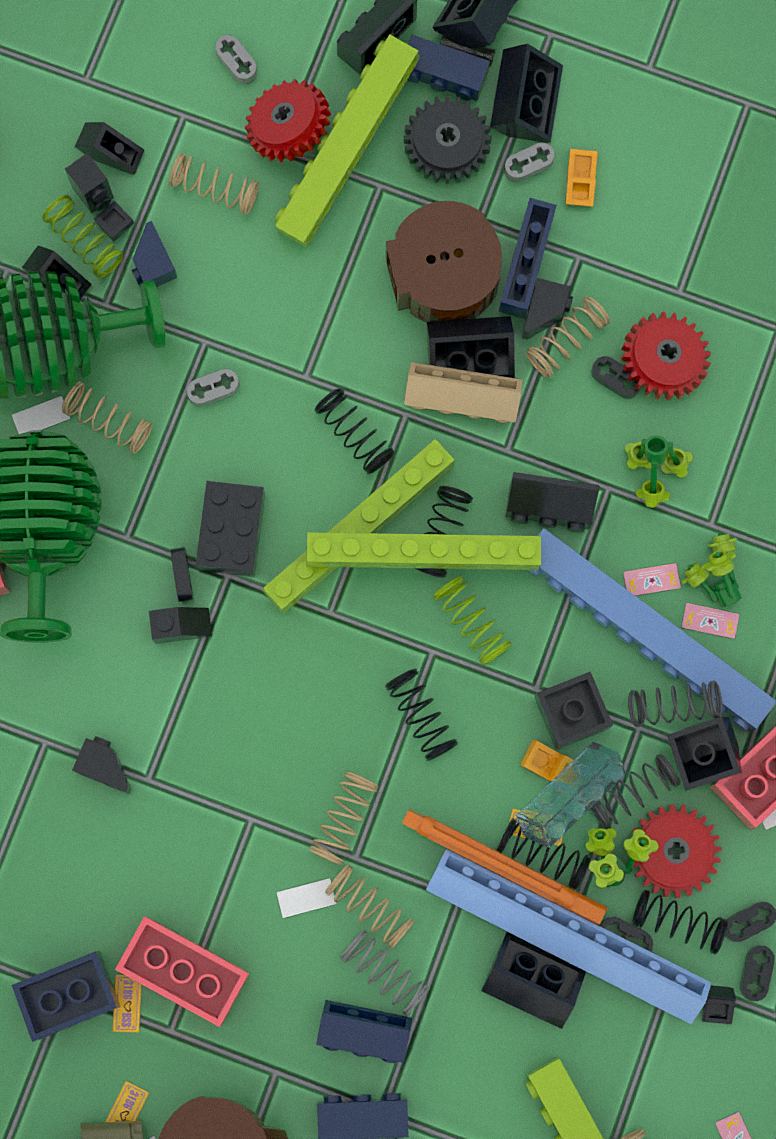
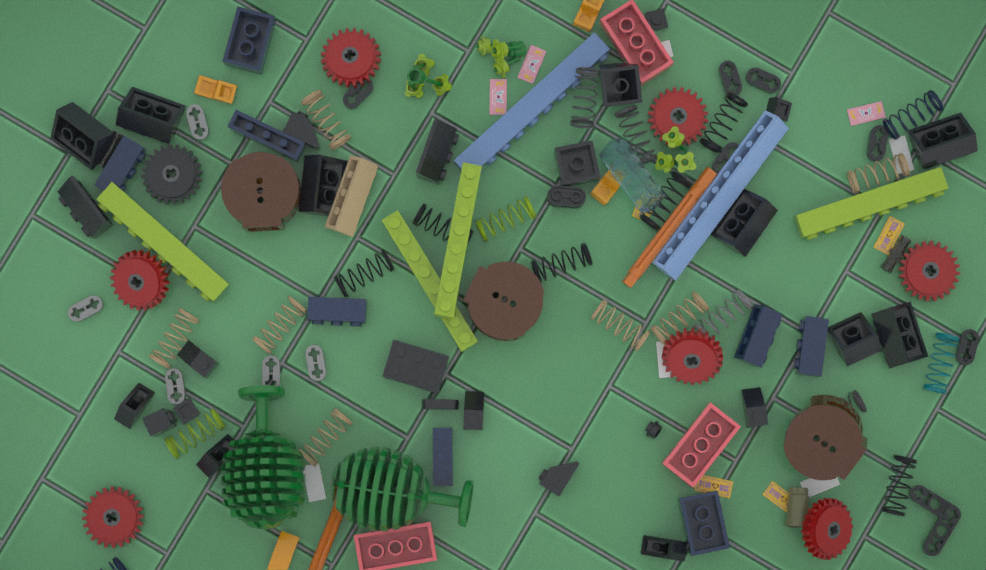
camera: 80 degrees left, 5 degrees up
(20, 943) = (664, 548): none -> black slope
(104, 591) = (442, 456): none -> dark blue brick
(144, 193) = (171, 387): none -> light grey beam
(152, 259) = (221, 389): dark blue slope -> none
(186, 321) = (266, 370): none -> light grey beam
(188, 223) = (197, 359): none -> black slope
(196, 896) = (653, 429): none -> black plate
(254, 1044) = (754, 407): none -> black slope
(290, 346) = (259, 341): none -> tan piece
(292, 403) = (337, 311): none -> dark blue brick
(314, 934) = (692, 356): none -> red gear
(375, 647) = (495, 316): none -> reddish brown piece
(521, 704) = (566, 197): none -> black brick
(661, 209) = (249, 40): none -> dark blue brick

